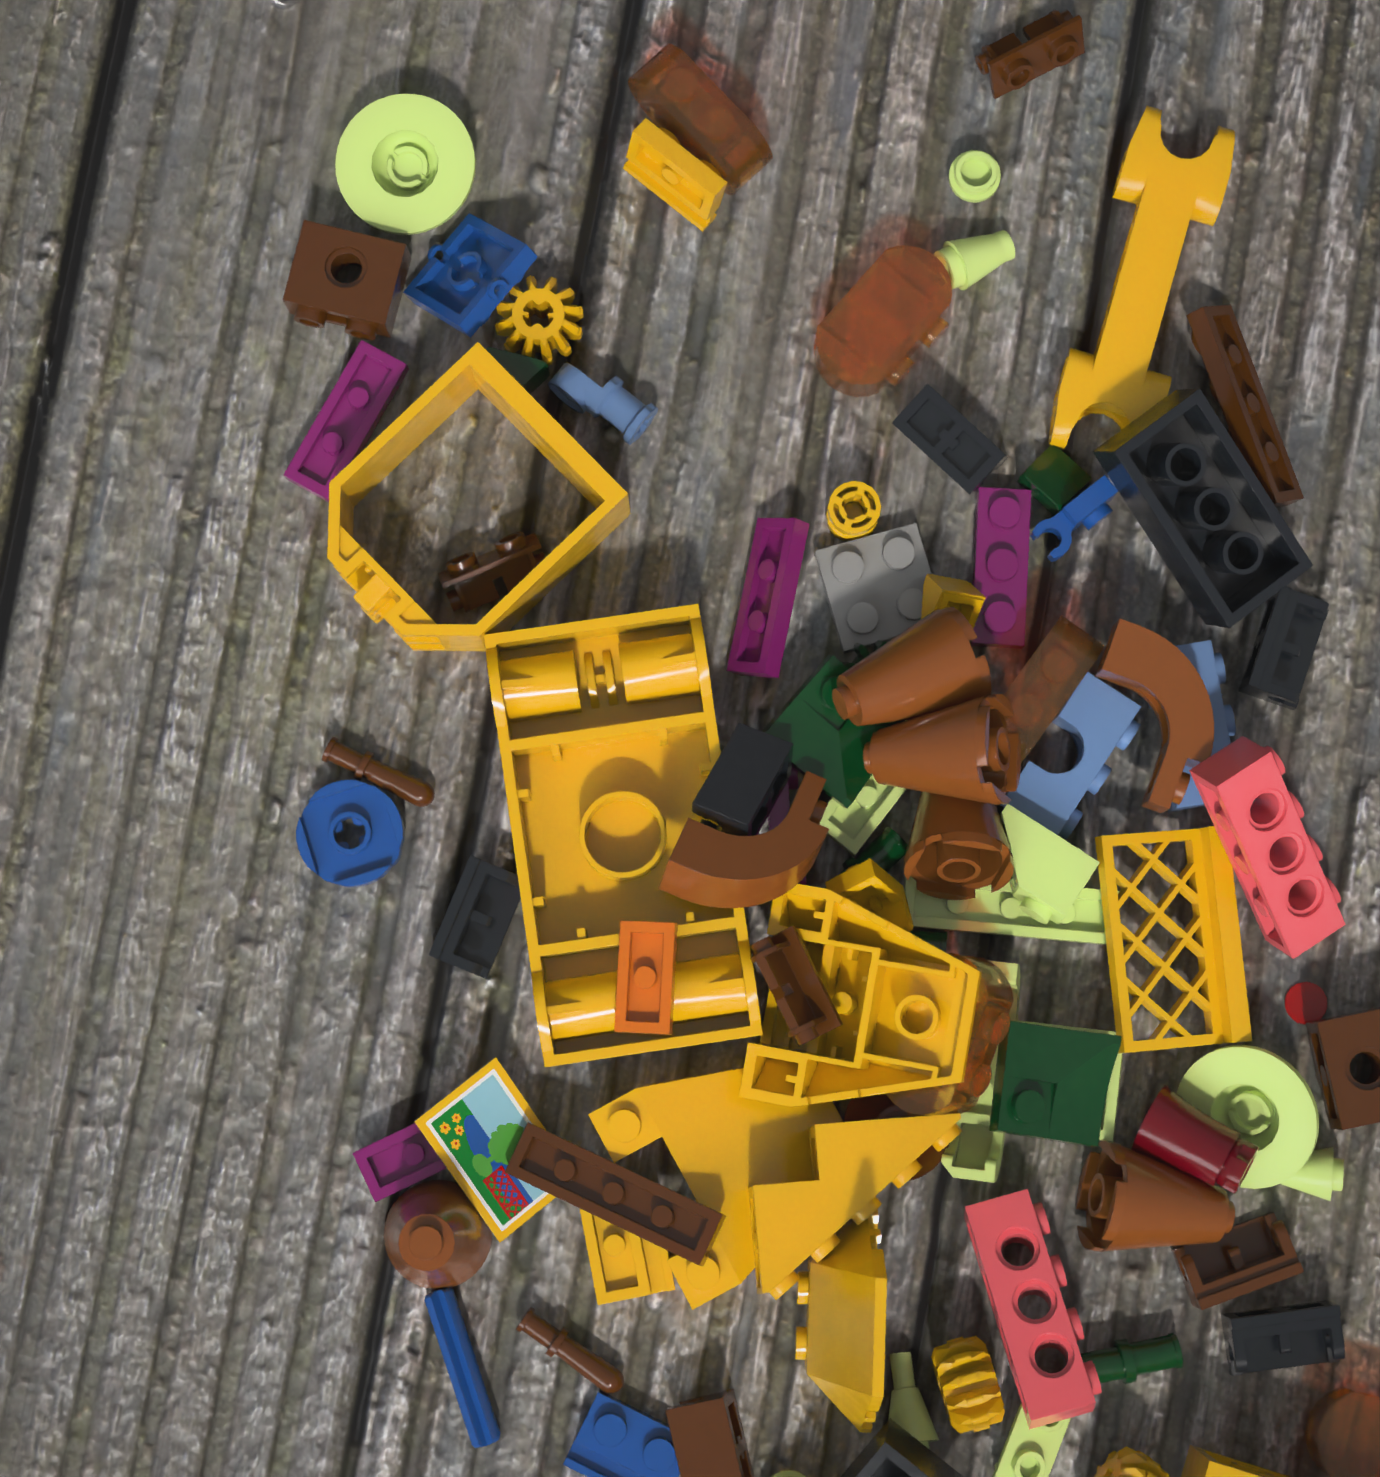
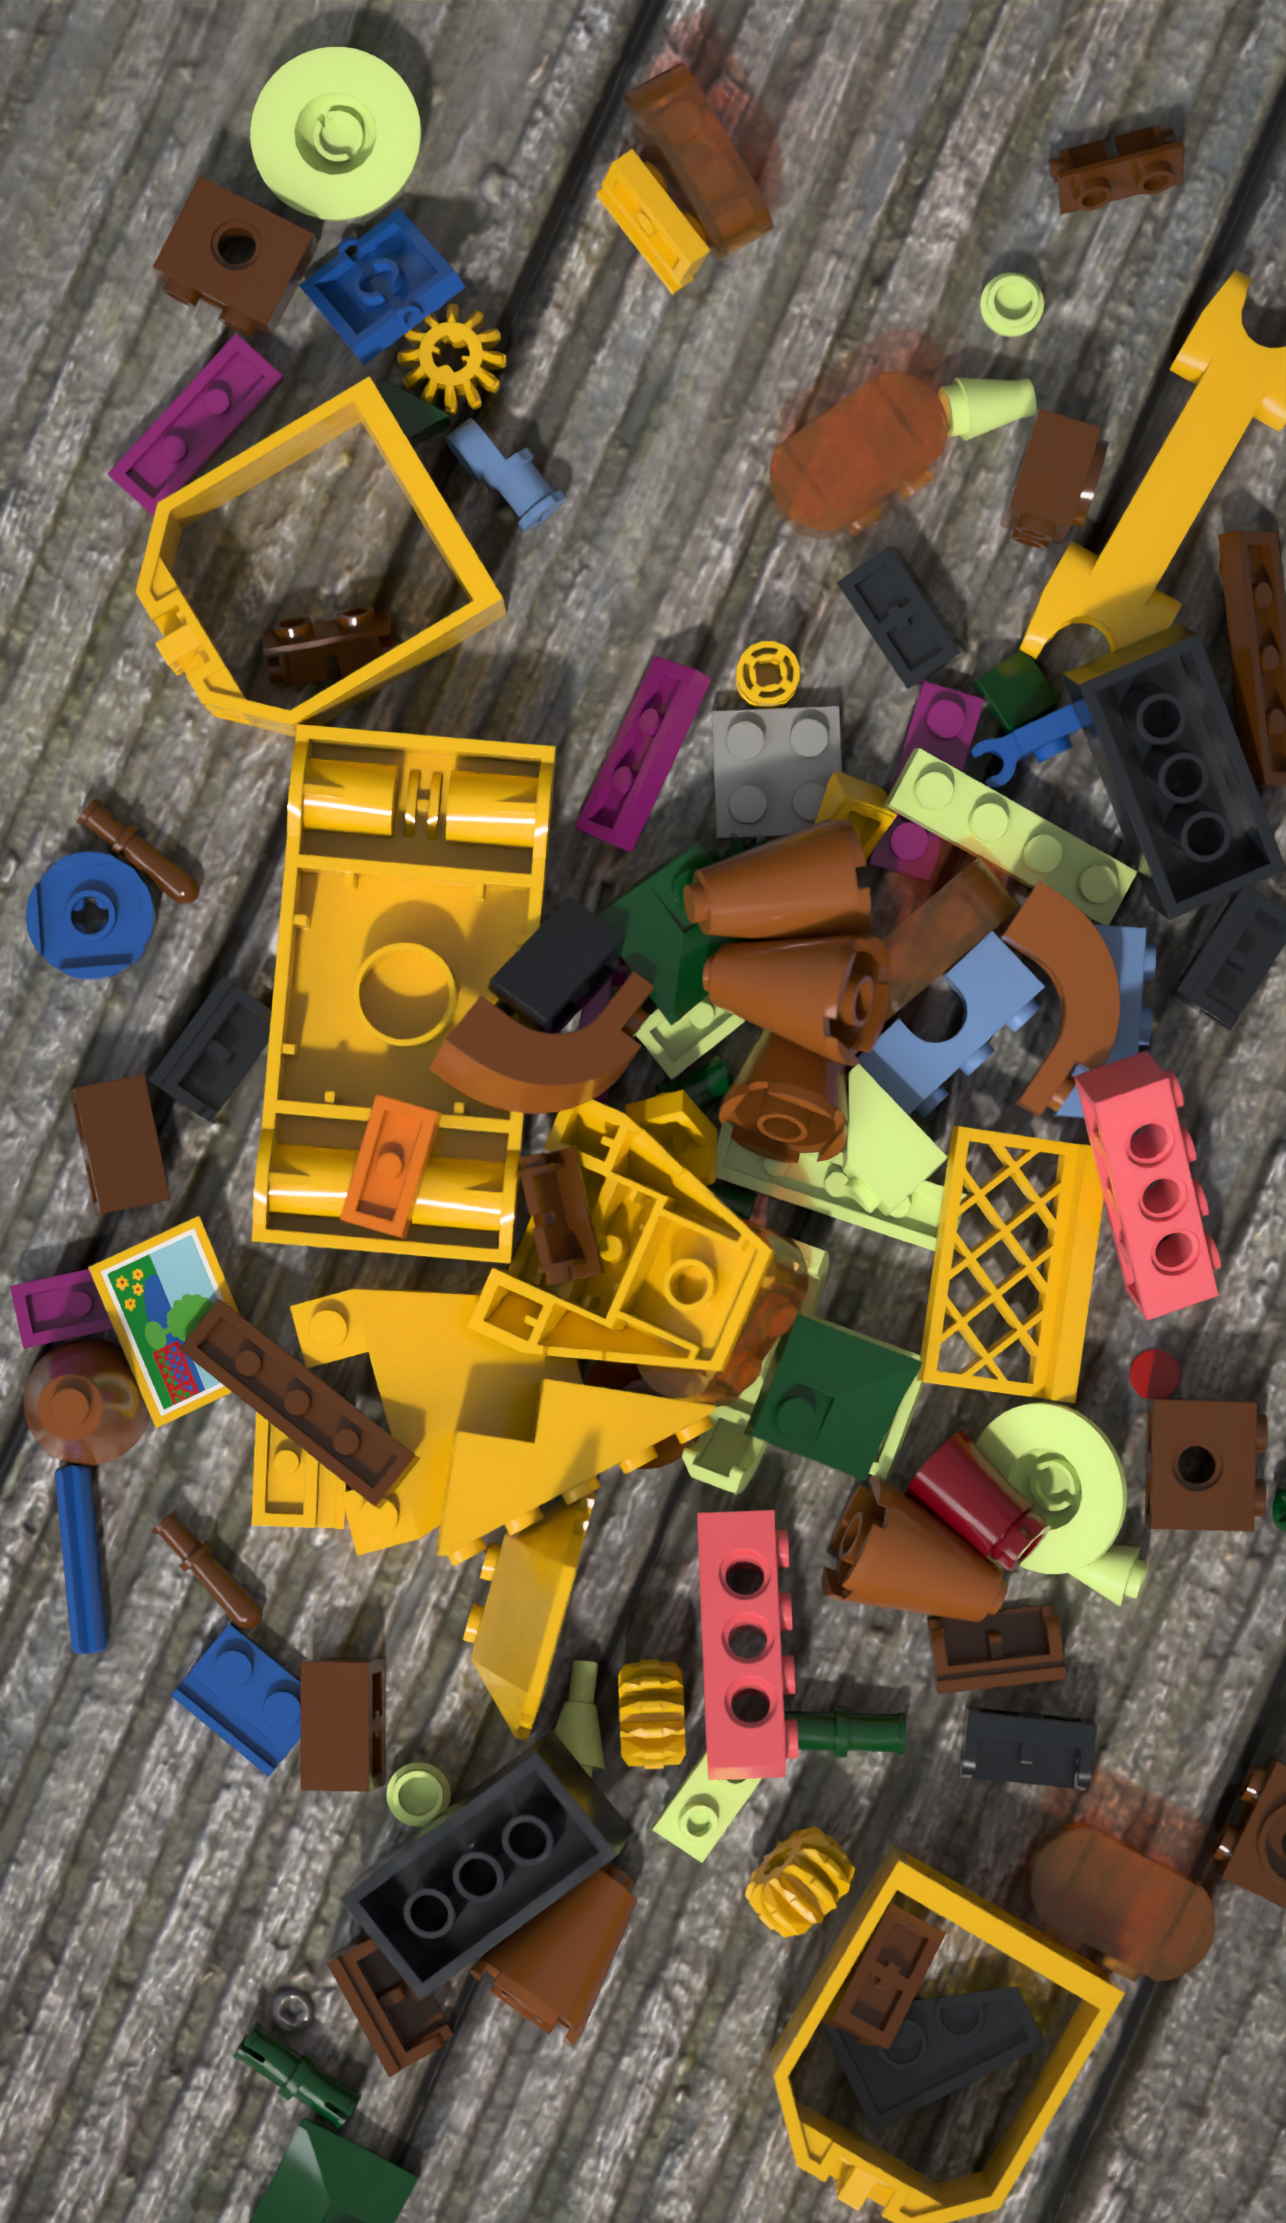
camera: 15 degrees right, 5 degrees up
(416, 1015) = (119, 1145): none -> reddish brown hinge
(1045, 300) = (1054, 479): none -> reddish brown brick
(1076, 591) = (1008, 836): none -> yellowish green plate

